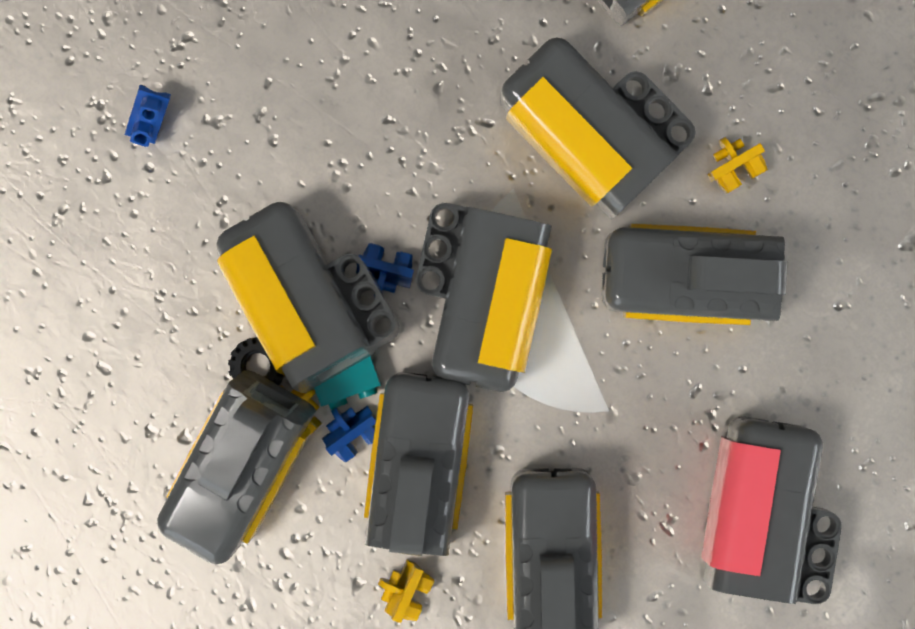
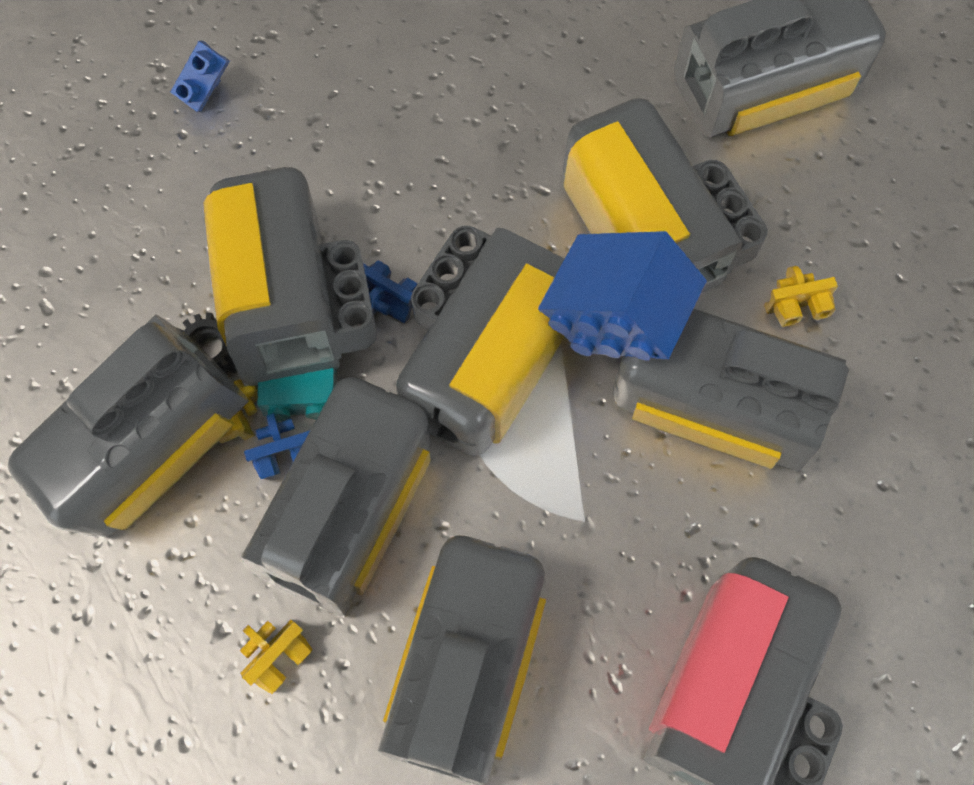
camera: 15 degrees right, 20 degrees down
(592, 249) = (623, 294): none -> blue container

